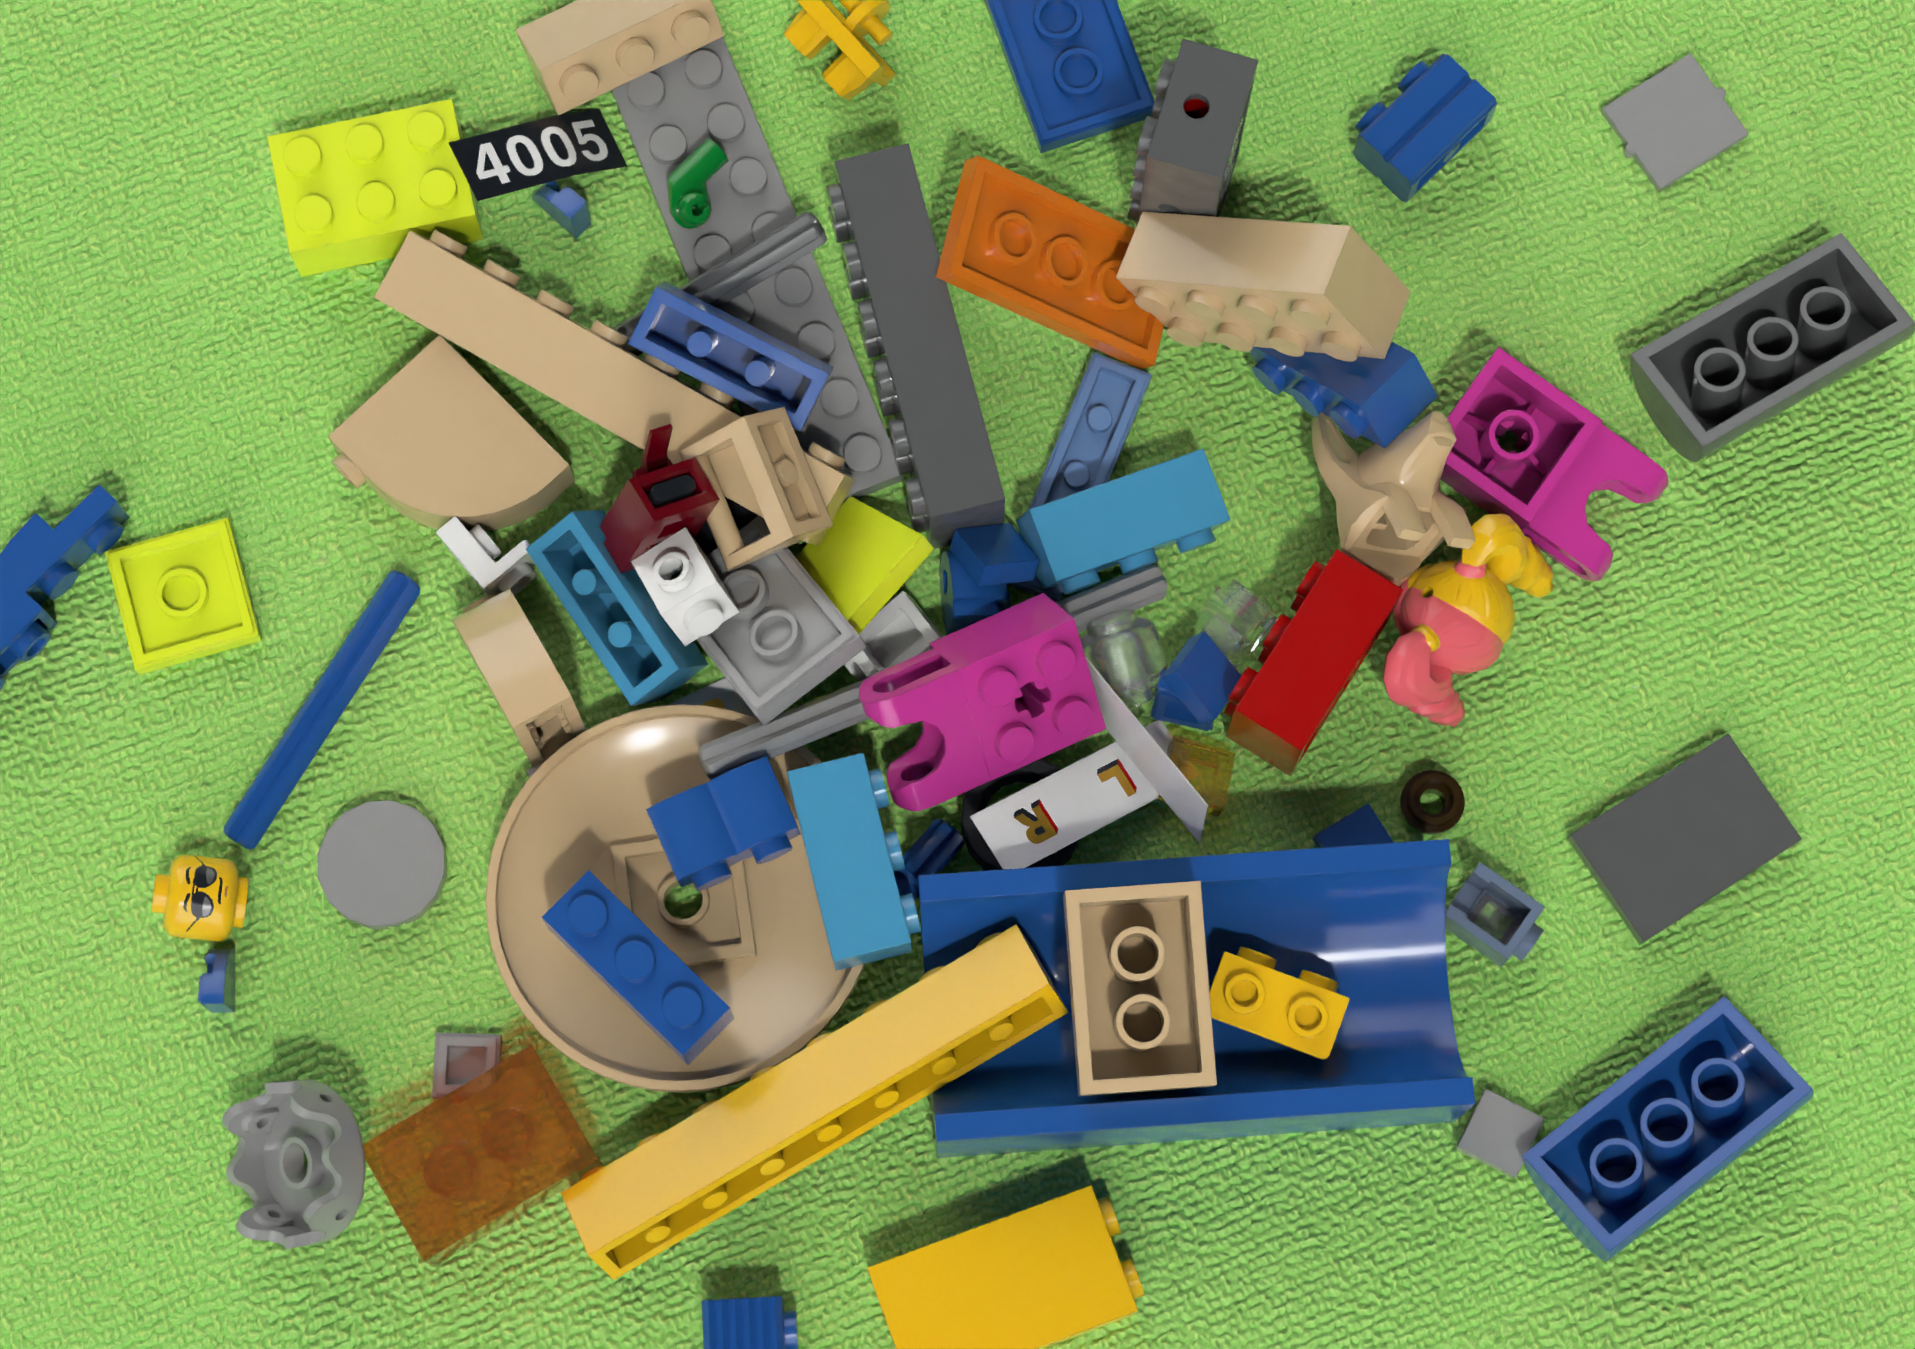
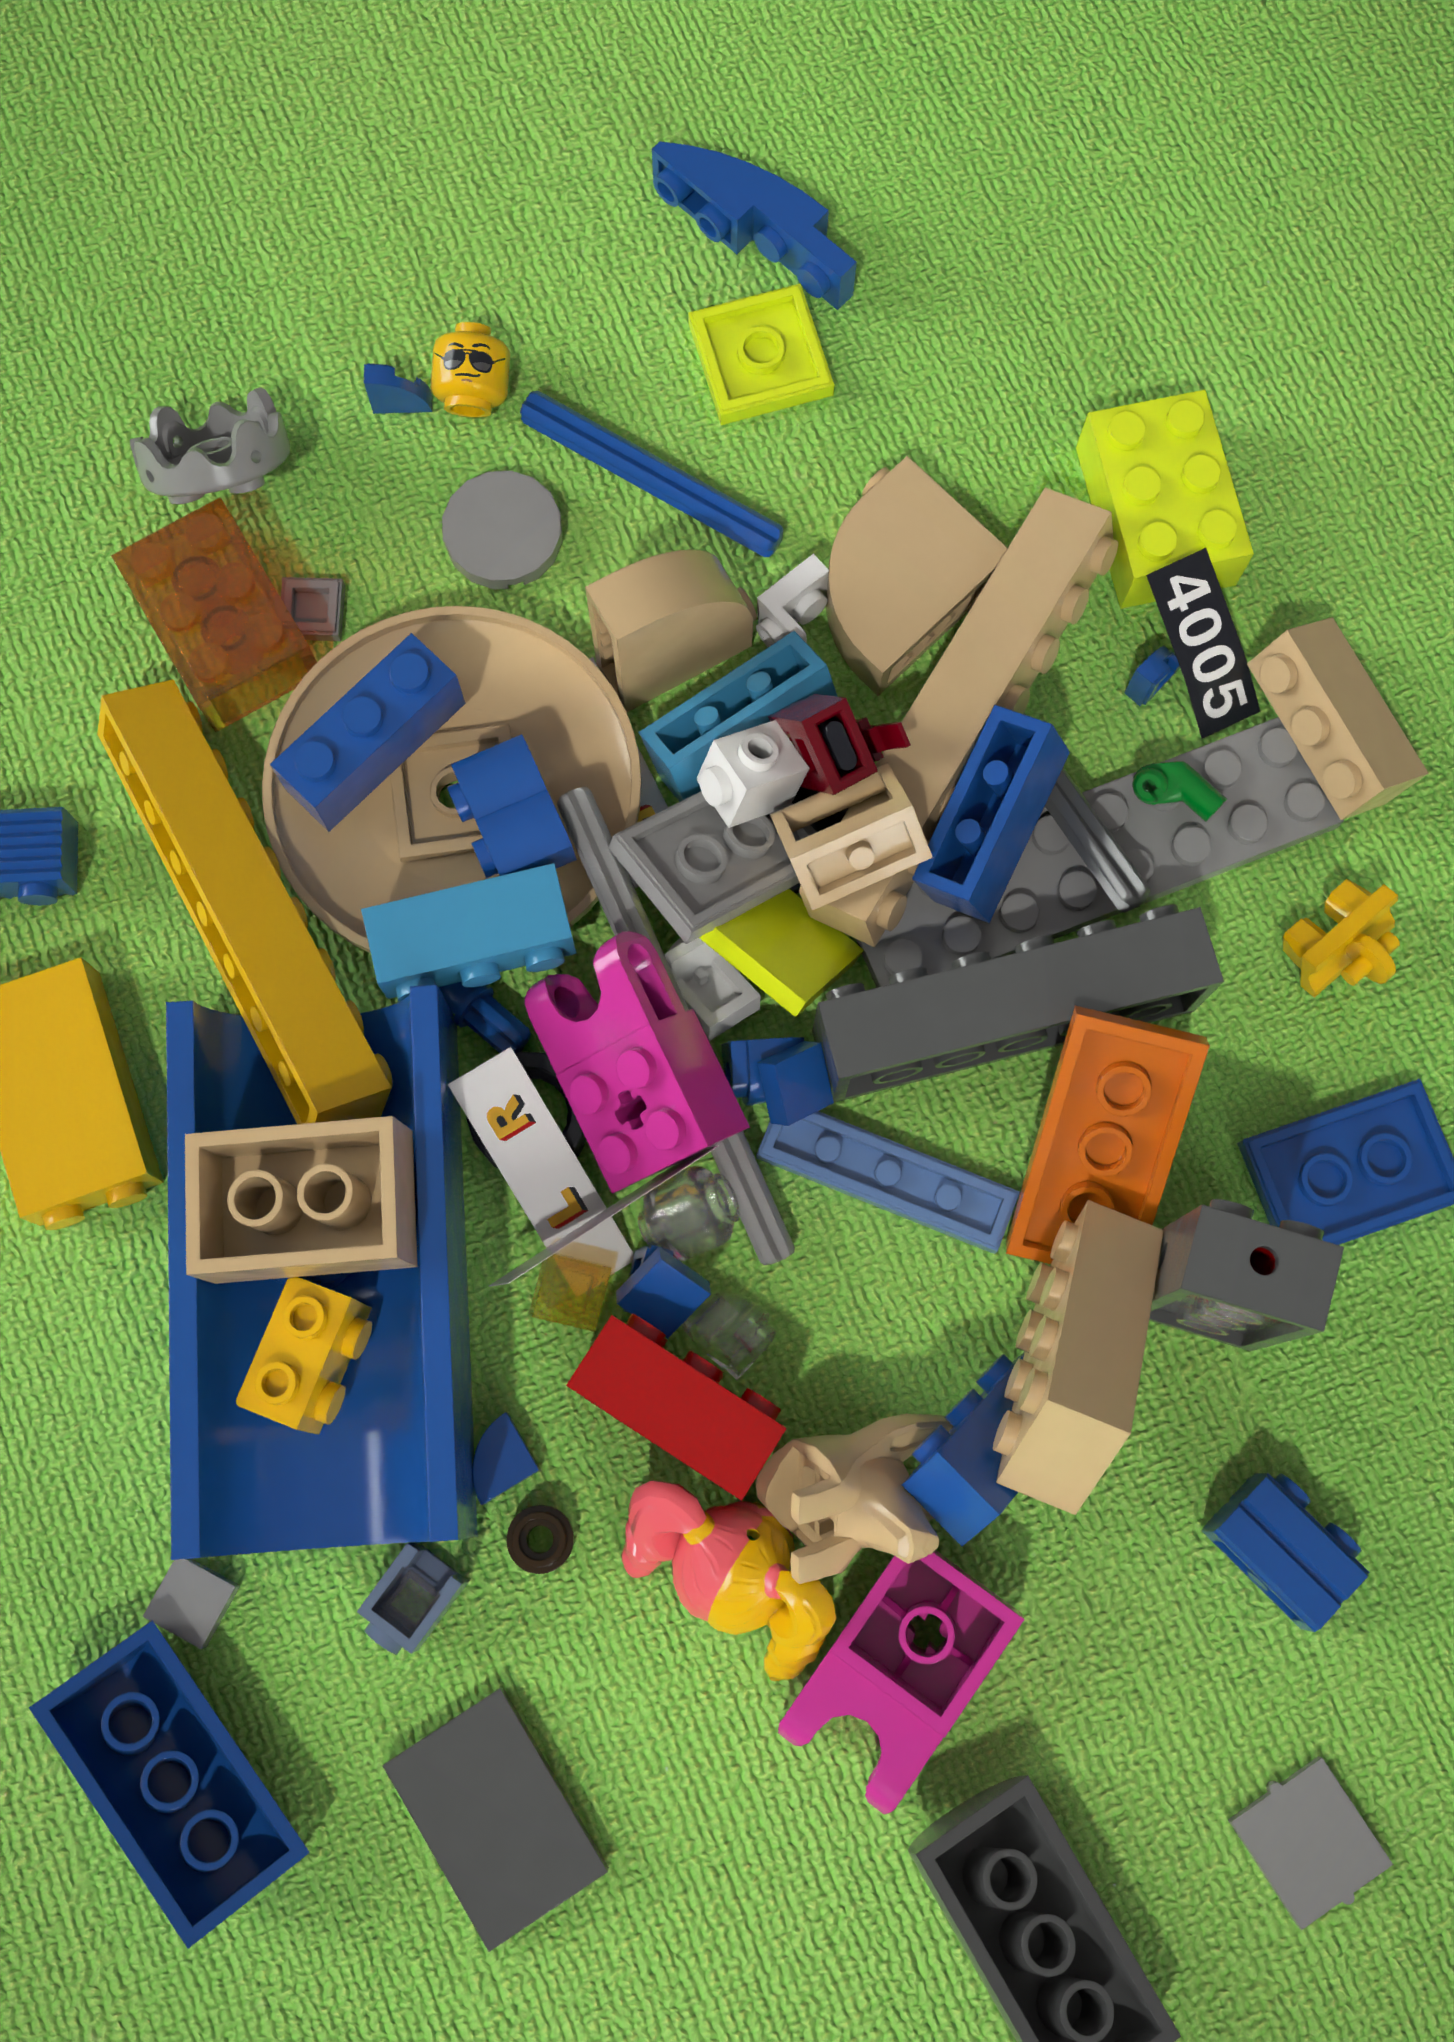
camera: 90 degrees right, 0 degrees up
(1124, 522) = (831, 1217): dark azure brick -> none

